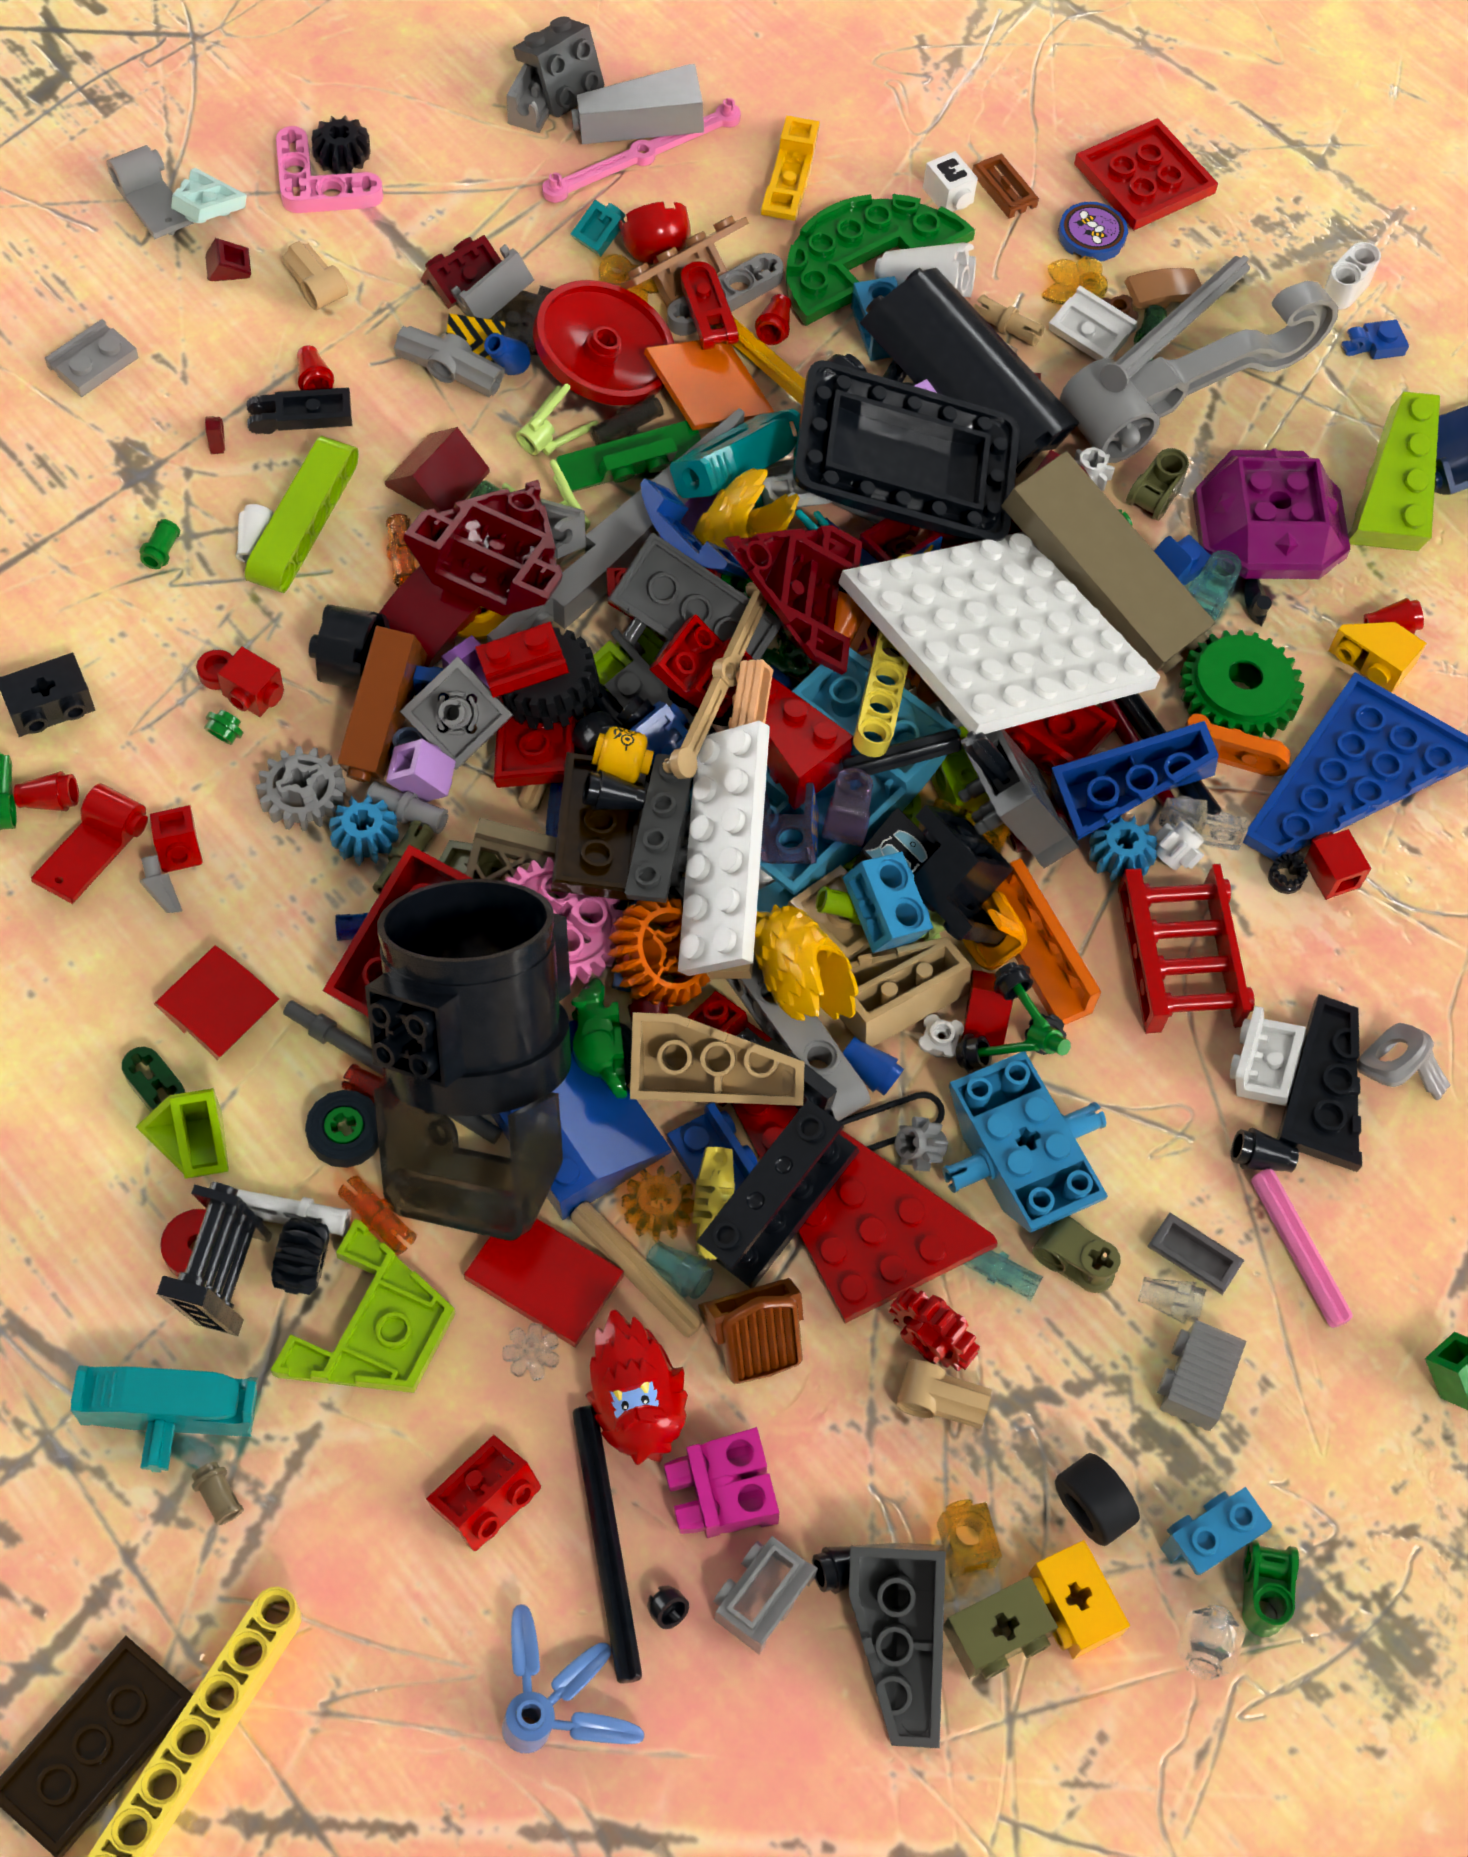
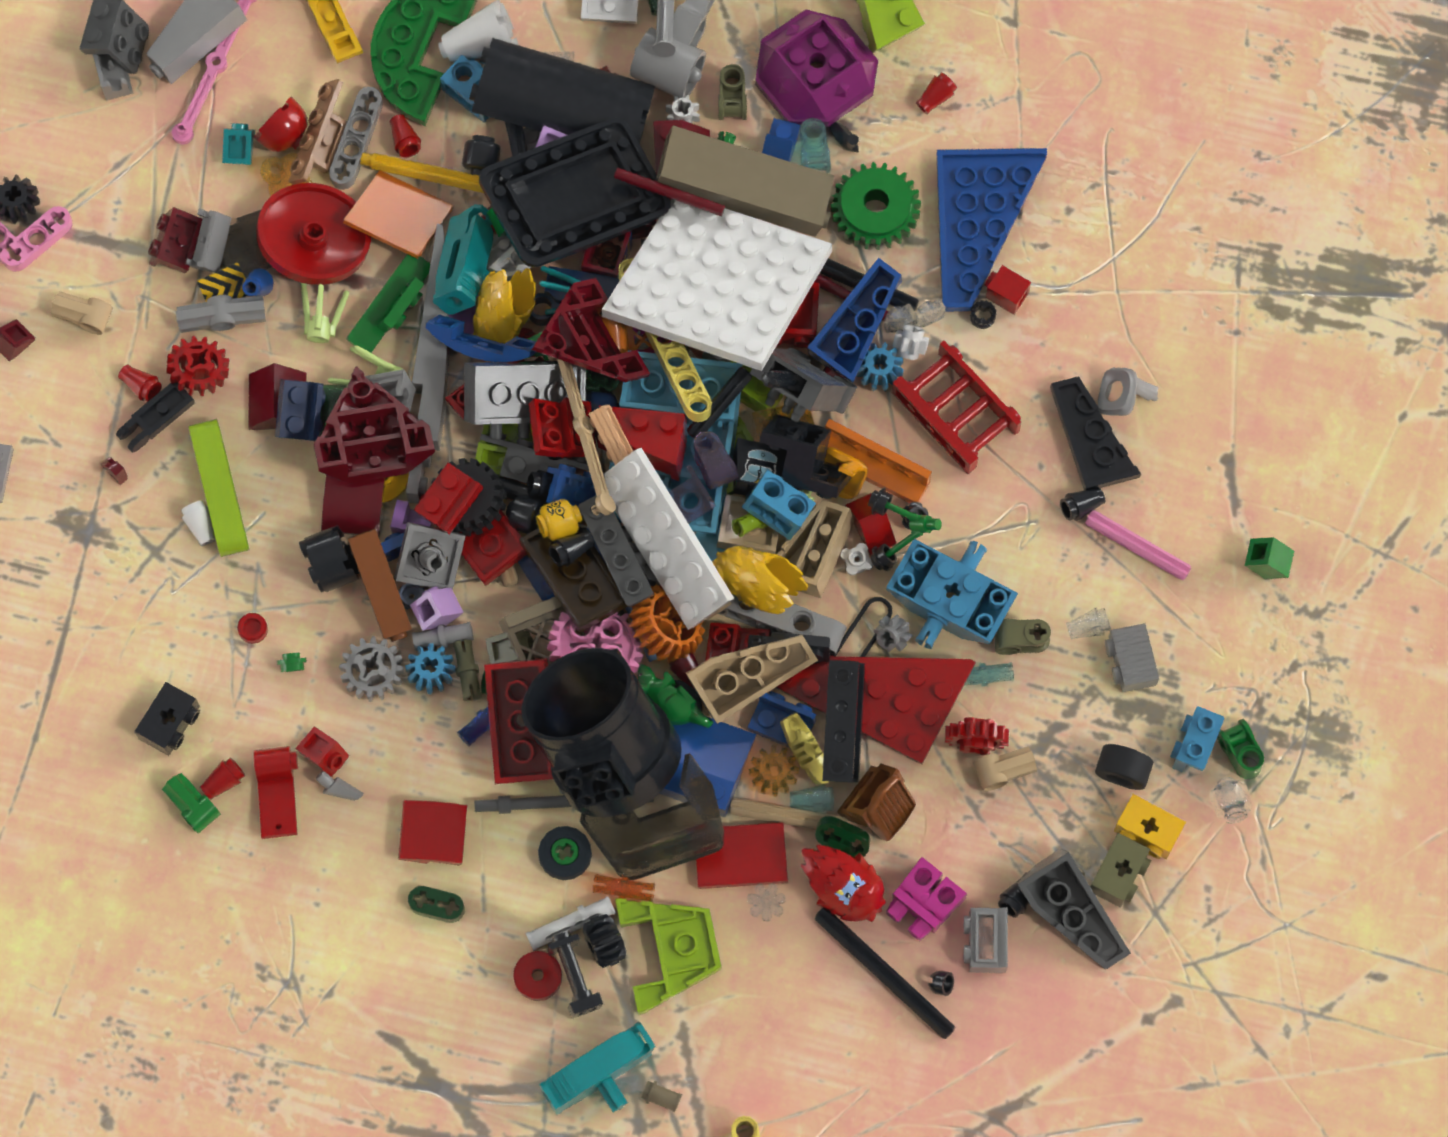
camera: 30 degrees left, 10 degrees up
(155, 552) = (148, 575): green pin -> none
(189, 1132) = (482, 919): lime slope -> none
(251, 682) = (285, 623): red brick -> none
(362, 1081) = (560, 818): clear red pin -> none
(382, 389) = (199, 370): none -> red gear
(397, 551) = (300, 469): clear orange pin -> none
(444, 480) = (299, 410): none -> dark blue bracket
(485, 1492) = (802, 993): red bracket -> none
(566, 1685) = (918, 1080): medium blue plant -> none
(627, 420) = (367, 279): clear smoke pin -> none
(680, 1336) = (843, 836): none -> dark green beam
(708, 305) = (358, 159): red plate -> none
(872, 1065) = (833, 605): blue cone -> none
(962, 1557) = (1075, 847): clear yellow brick -> none
(1009, 320) = (552, 33): tan pin -> none
(1013, 516) = (670, 192): none -> dark red bar
(1196, 1253) = (1084, 589): flat silver tile -> none
(1246, 751) = (901, 251): orange plate -> none
(1267, 1059) = (1049, 444): white bracket -> none
(1378, 651) = (941, 124): yellow slope -> none

